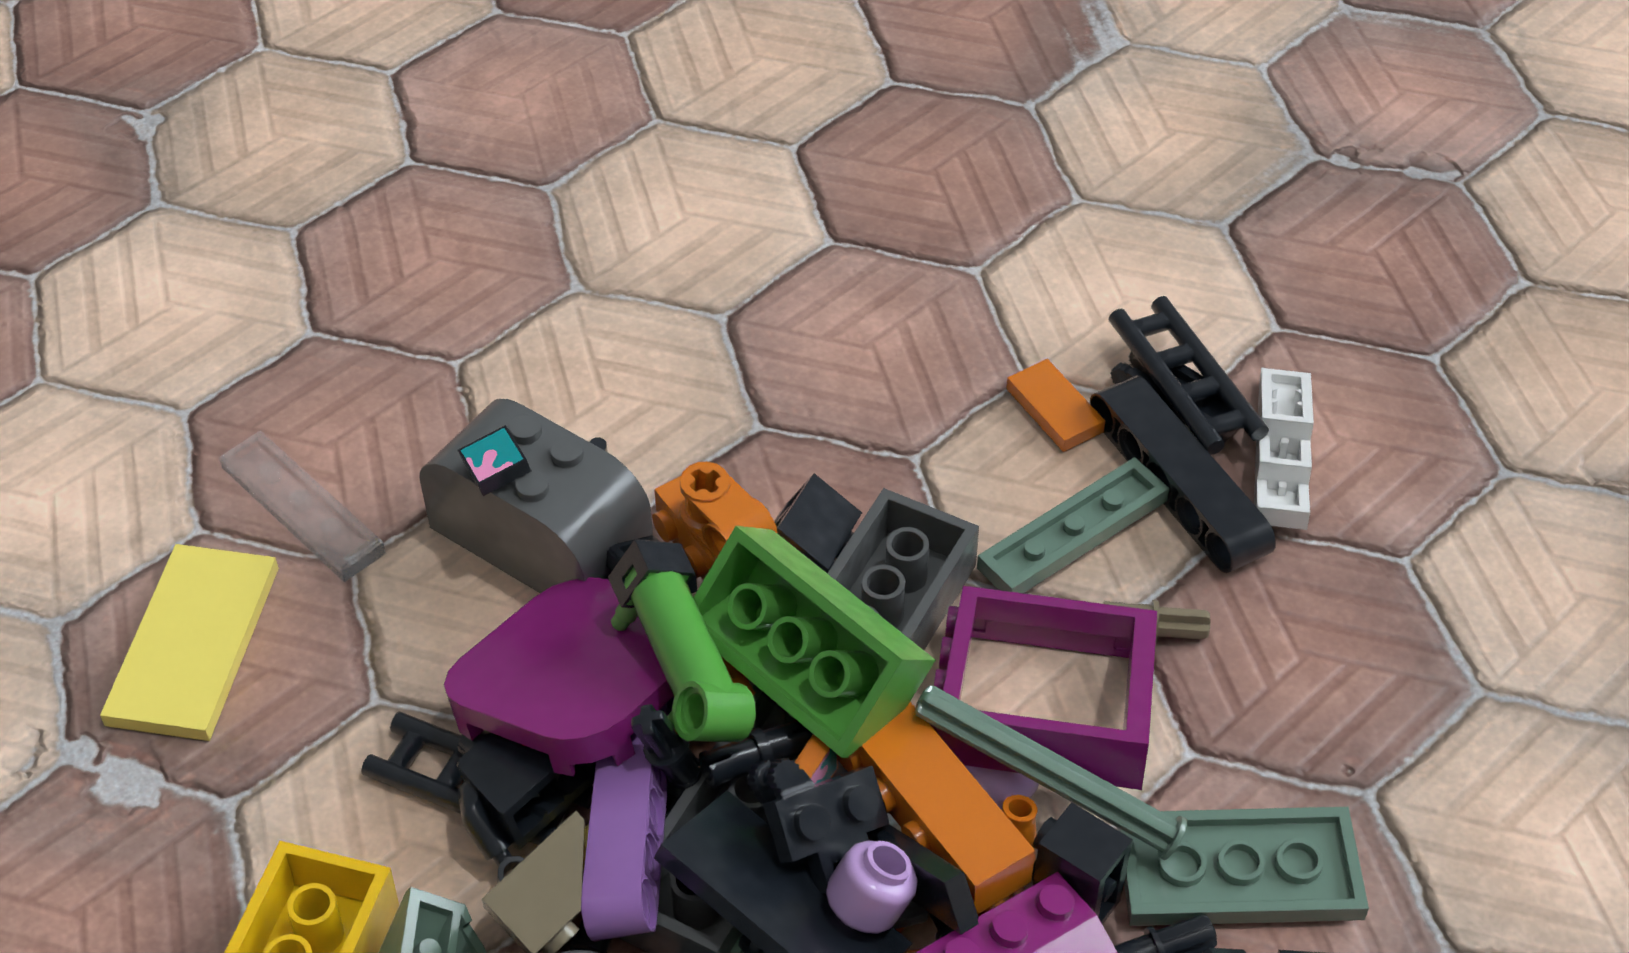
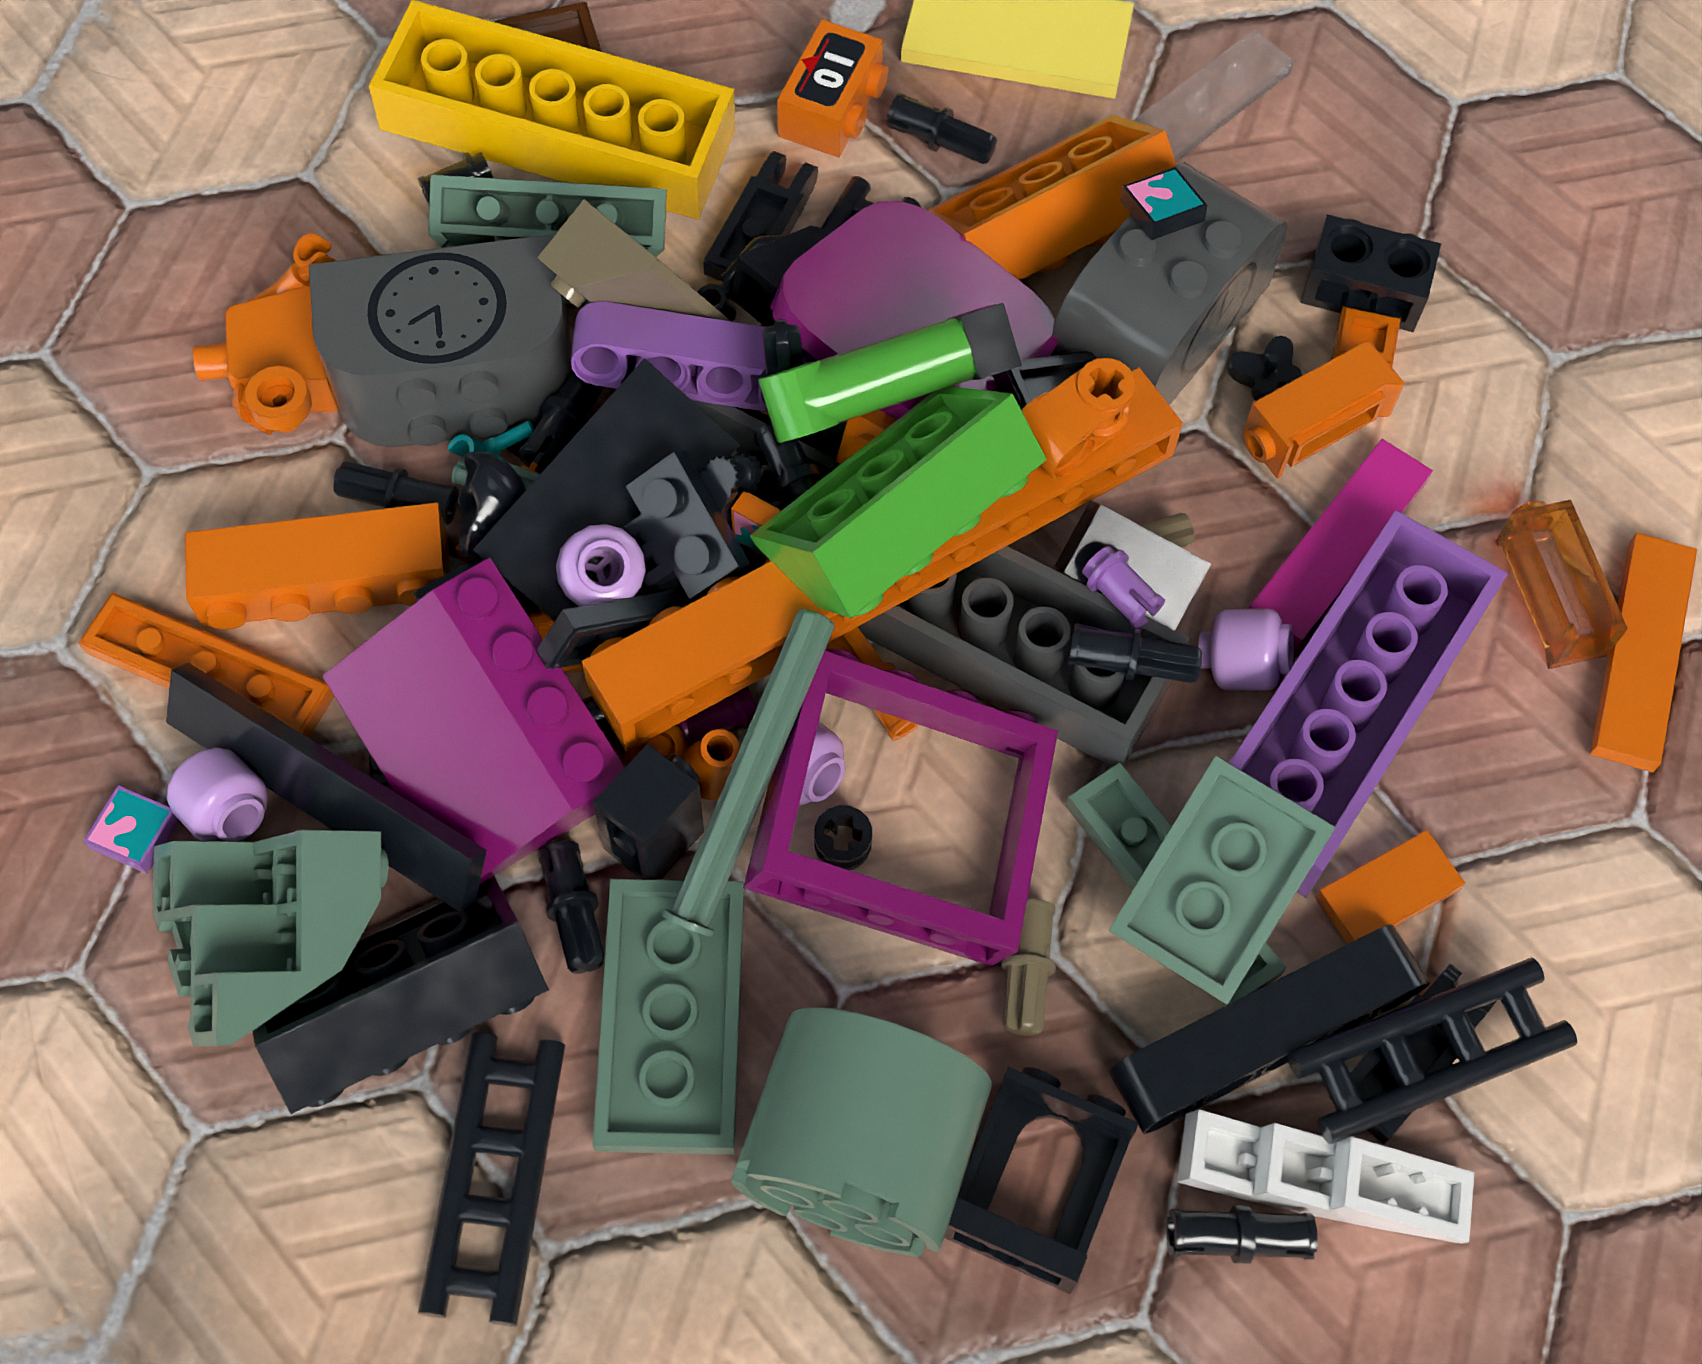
camera: 90 degrees right, 15 degrees up
(253, 785) = (831, 88): none -> orange brick
(308, 698) = (940, 129): none -> black axle
(408, 592) = (1059, 197): none -> orange slope
(410, 843) = (761, 211): none -> black hinge
(501, 368) = (1371, 271): none -> black brick
(563, 398) = (1359, 326): none -> orange tile
(639, 423) = (1321, 408): none -> orange window
(758, 421) = (1341, 538): none -> dark pink tile
(793, 287) = (1561, 582): none -> clear orange window
(838, 527) = (1122, 585): none -> medium lavender pin
(842, 253) = (1645, 659): none -> orange tile
(865, 469) = (1248, 649): none -> lavender head
(910, 516) = (1134, 654): none -> black axle
(915, 407) = (1368, 675): none -> medium lavender brick
(1090, 472) = (1221, 879): none -> sand green plate
(1286, 578) = (1104, 1140): none -> black panel
(1336, 494) = (1241, 1234): none -> black pin
(1338, 691) = (864, 1130): none -> sand green brick

